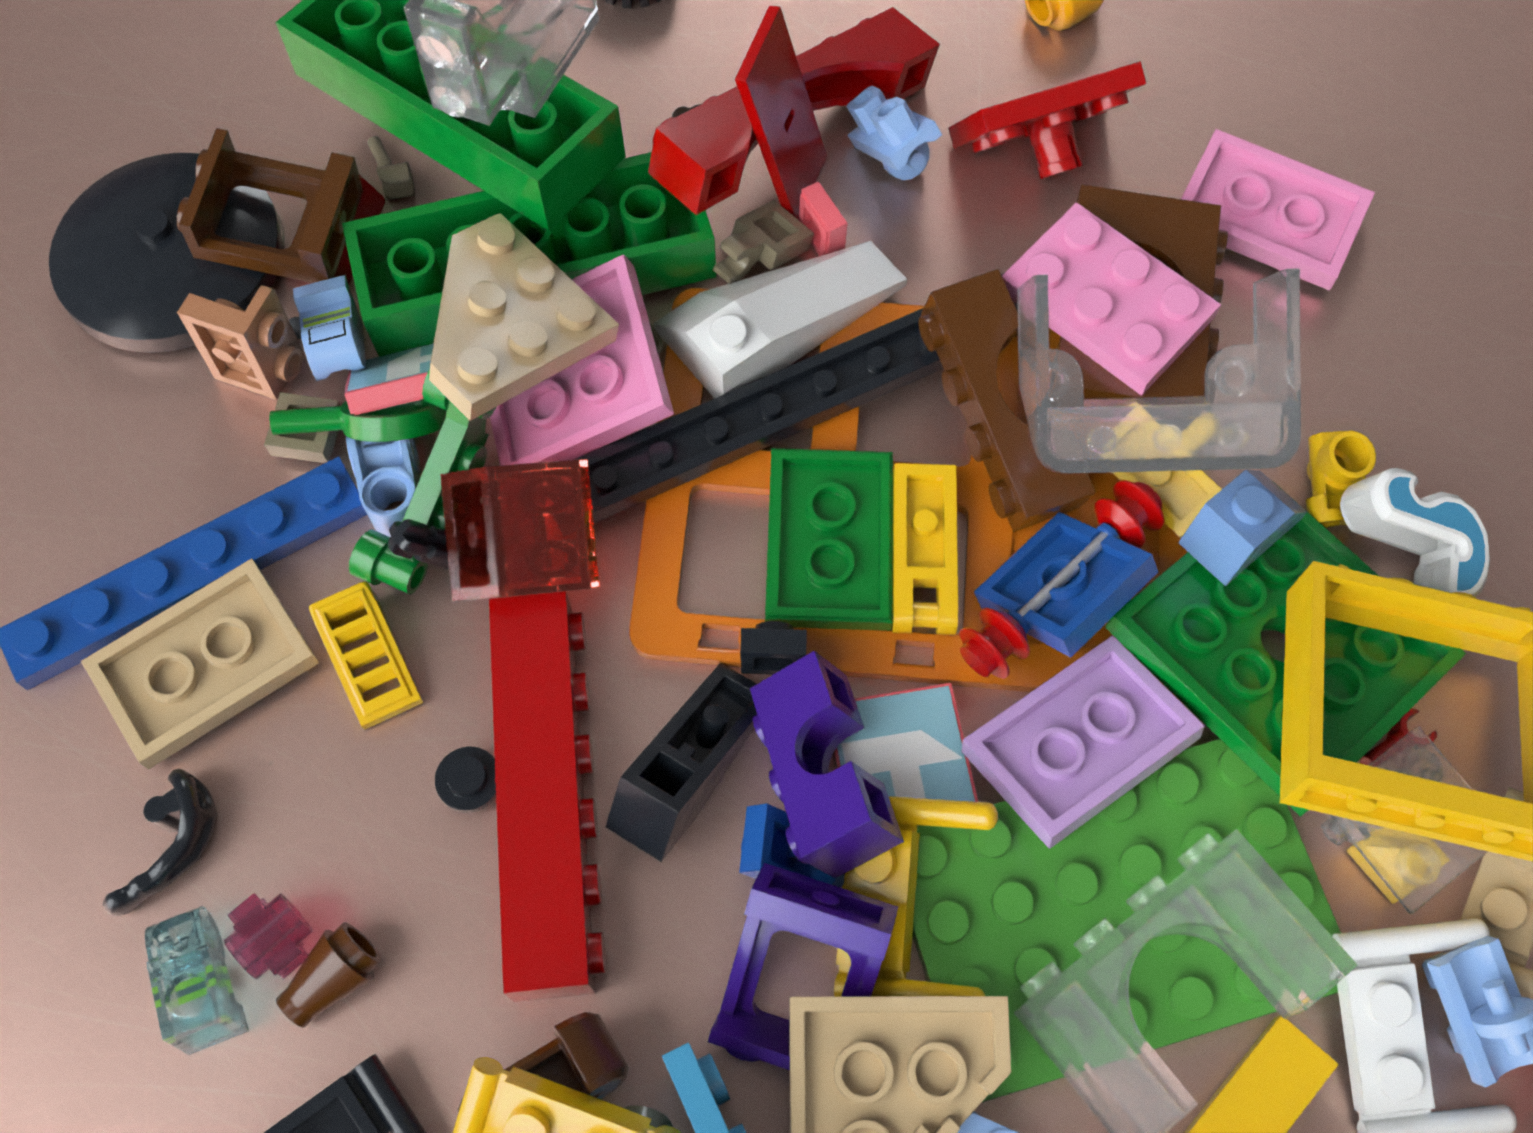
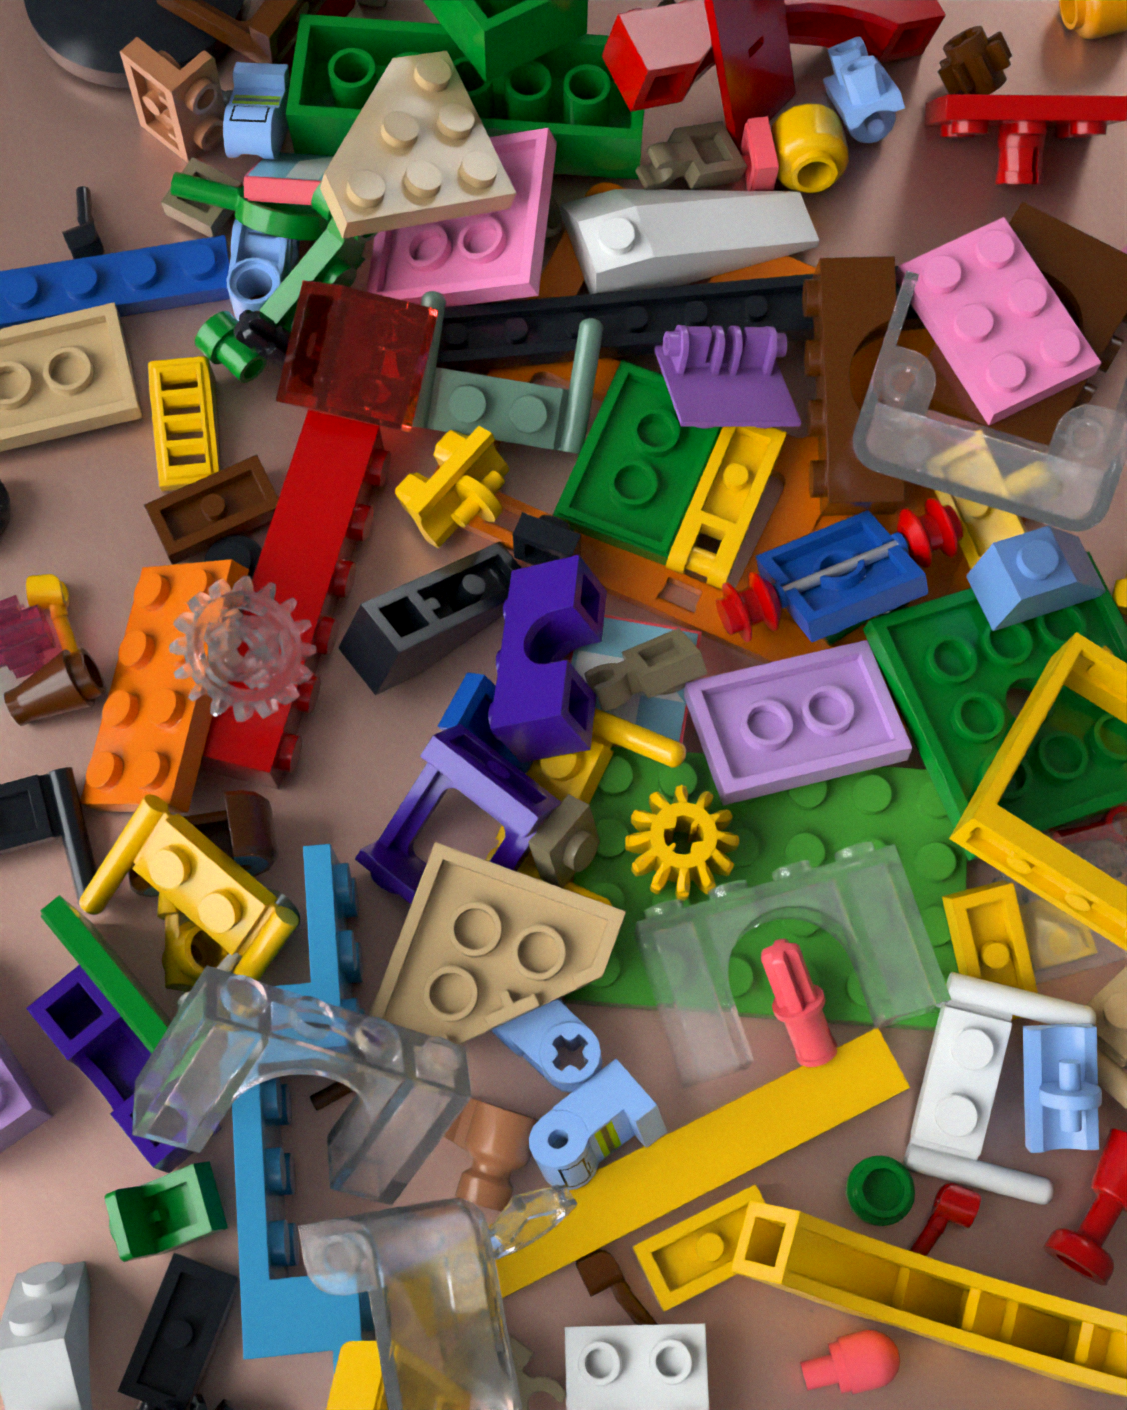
camera: 20 degrees right, 5 degrees up
(197, 506) = (84, 239): none -> black hand
(288, 876) = (53, 595): none -> yellow hand
(426, 730) = (213, 508): none -> reddish brown plate
(444, 935) = (149, 726): none -> orange plate
(489, 865) = (224, 632): none -> clear gear
(668, 626) = (460, 488): none -> yellow hips
(683, 530) = (506, 407): none -> sand green plate
(866, 198) = (810, 148): none -> yellow head
(880, 432) = (728, 378): none -> medium lavender hinge
(916, 946) = (565, 842): none -> dark tan plate
(923, 734) = (651, 667): none -> dark tan plate
(979, 78) = (975, 62): none -> reddish brown gear
(1050, 920) = (658, 831): none -> yellow gear
(1206, 1023) = (798, 1003): none -> coral axle
(1351, 882) = (990, 935): none -> yellow plate

